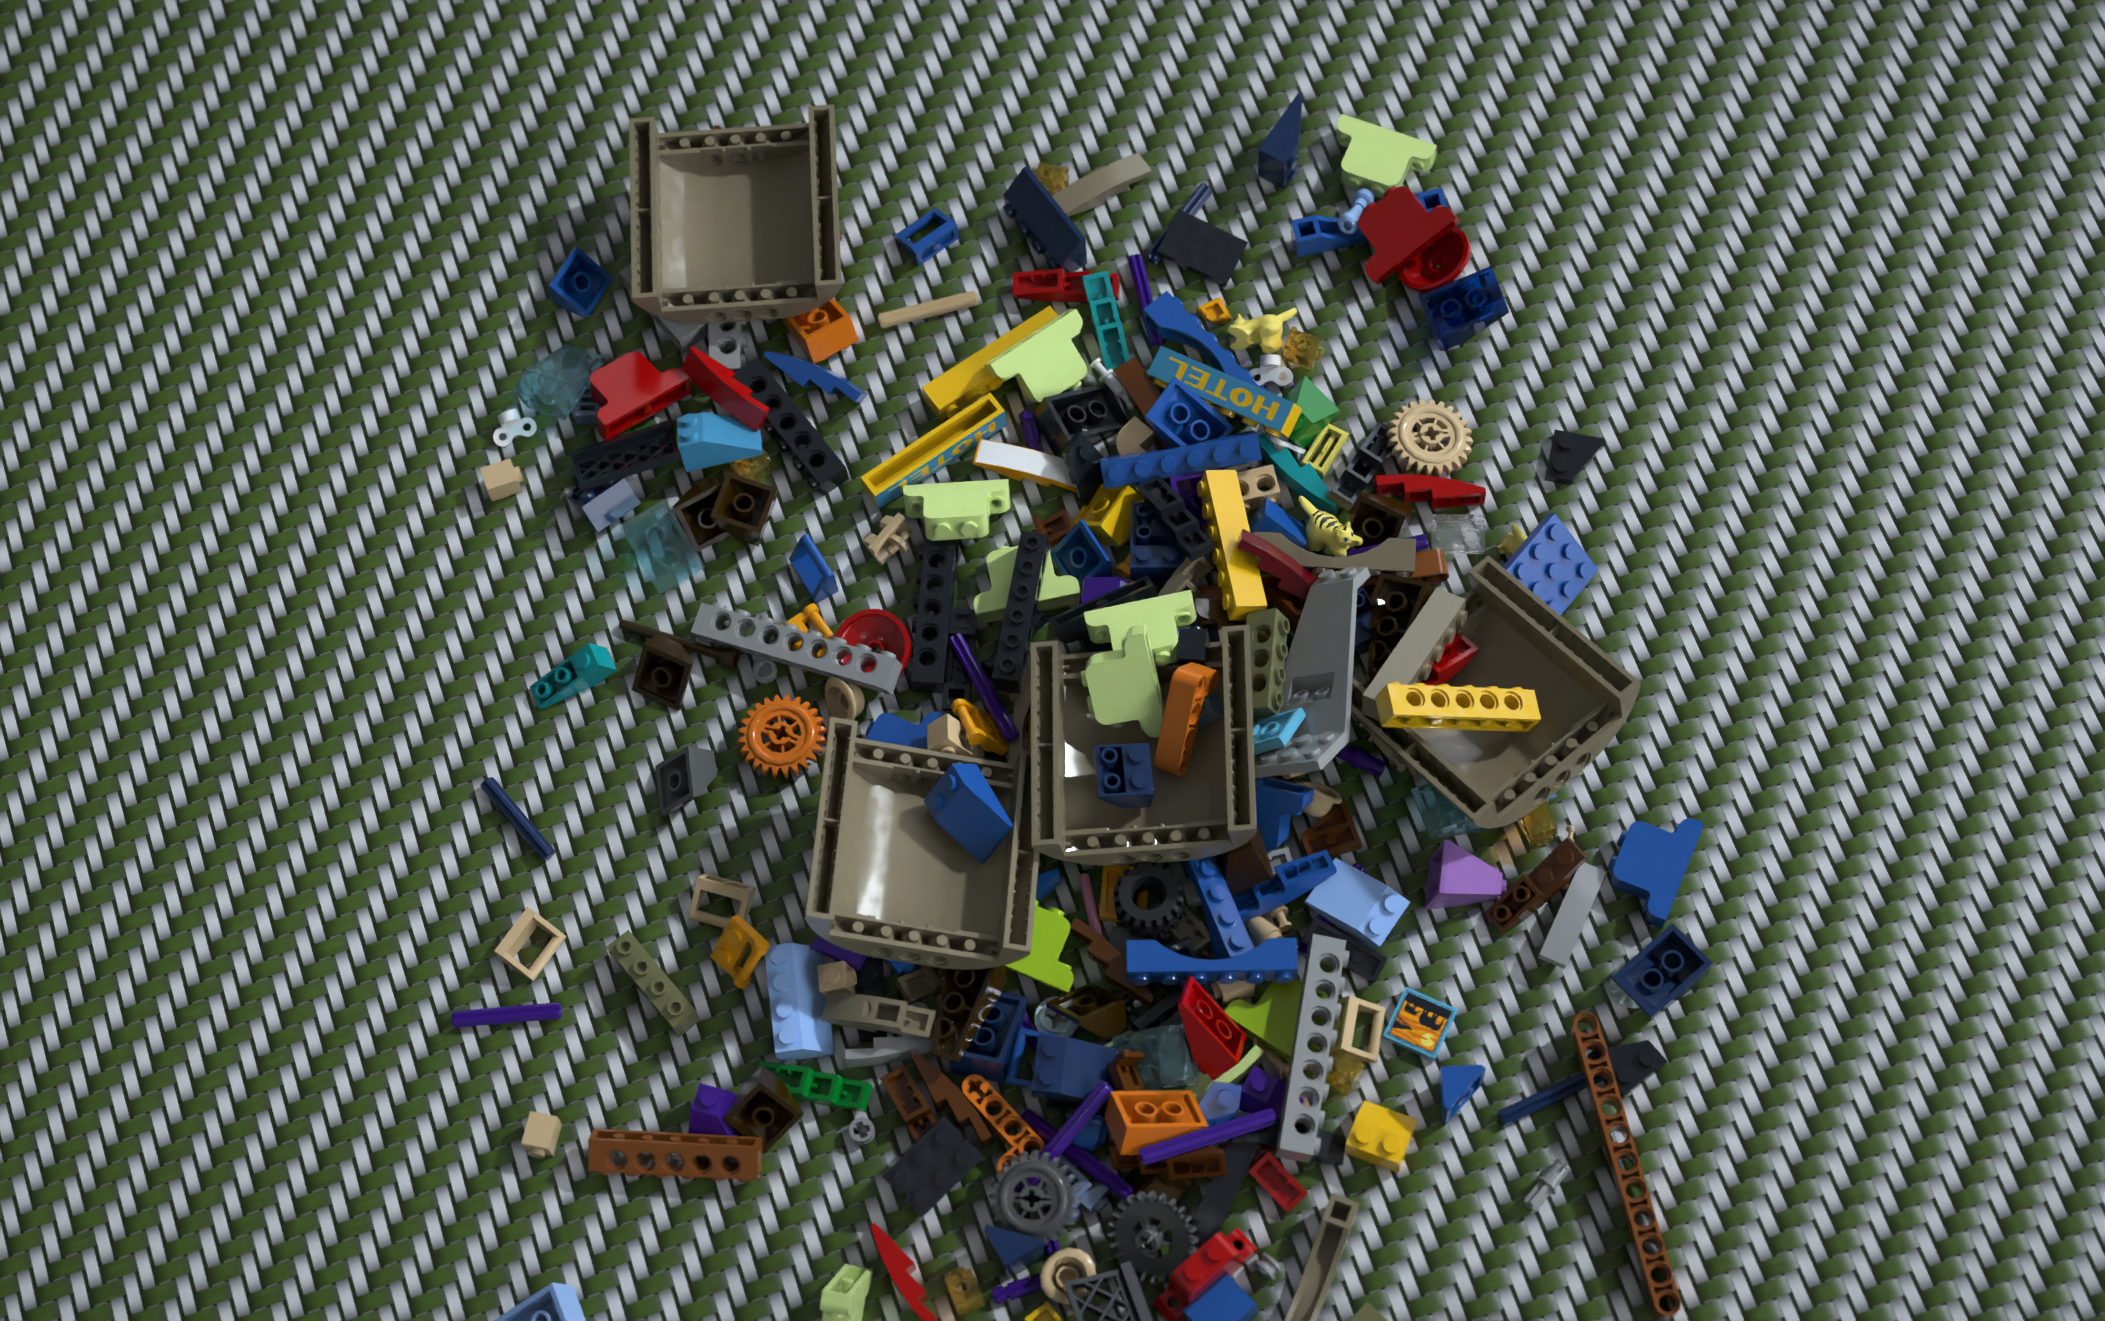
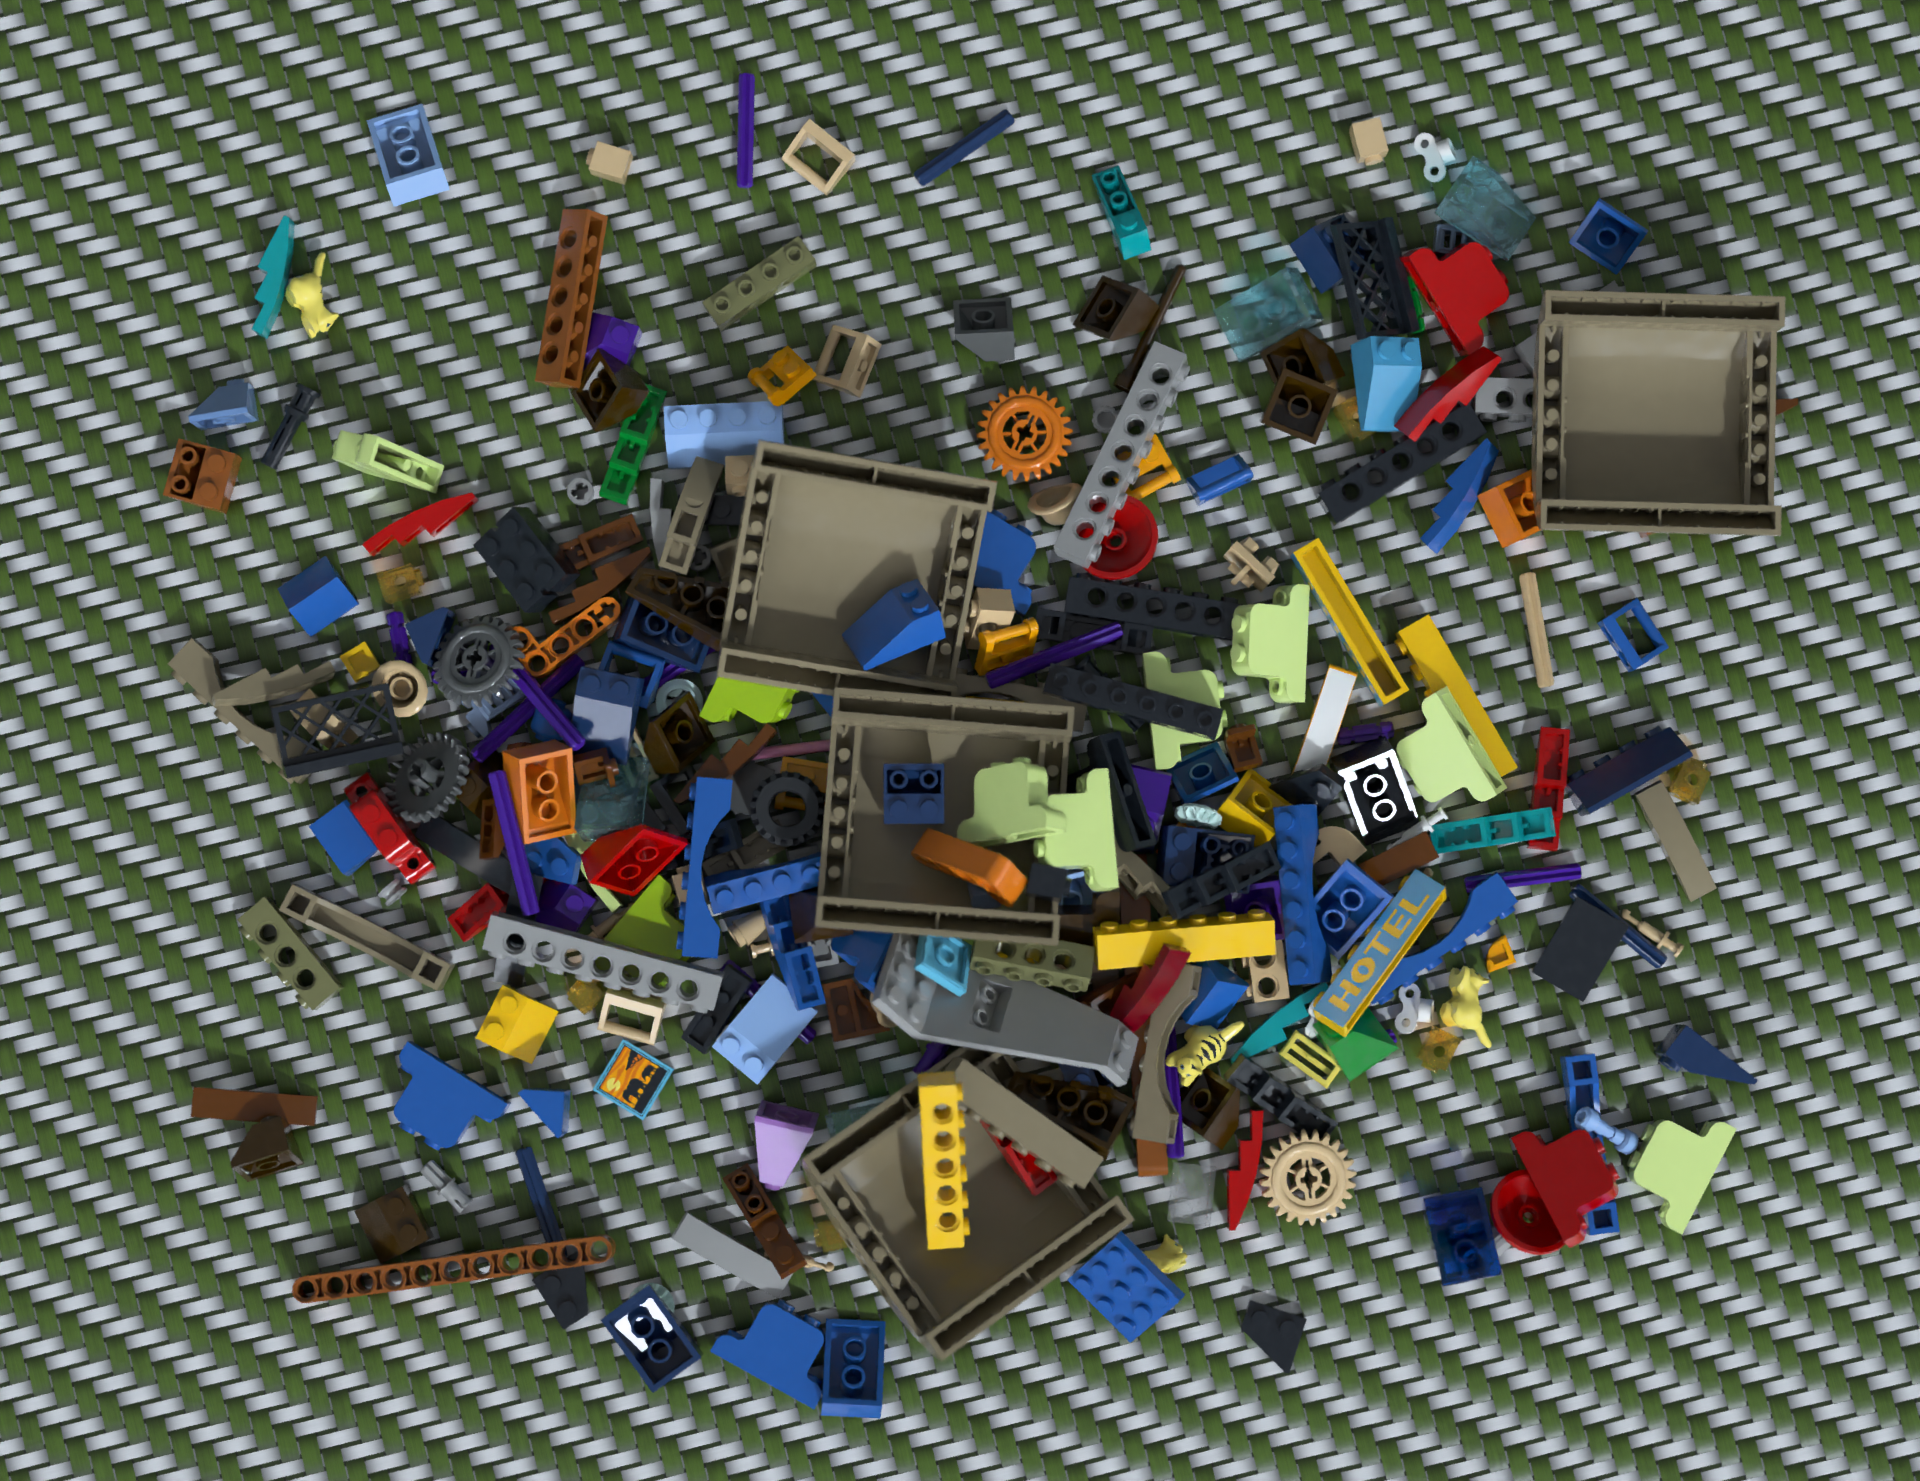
camera: 90 degrees right, 20 degrees up
(1118, 550) = (1198, 816): none -> light aqua gear
(1186, 190) = (1654, 934): none -> tan piece
(1463, 1197) = (442, 1099): none -> blue brick
(1591, 1230) = (394, 1223): none -> dark brown slope
(1661, 796) = (853, 1368): none -> blue slope

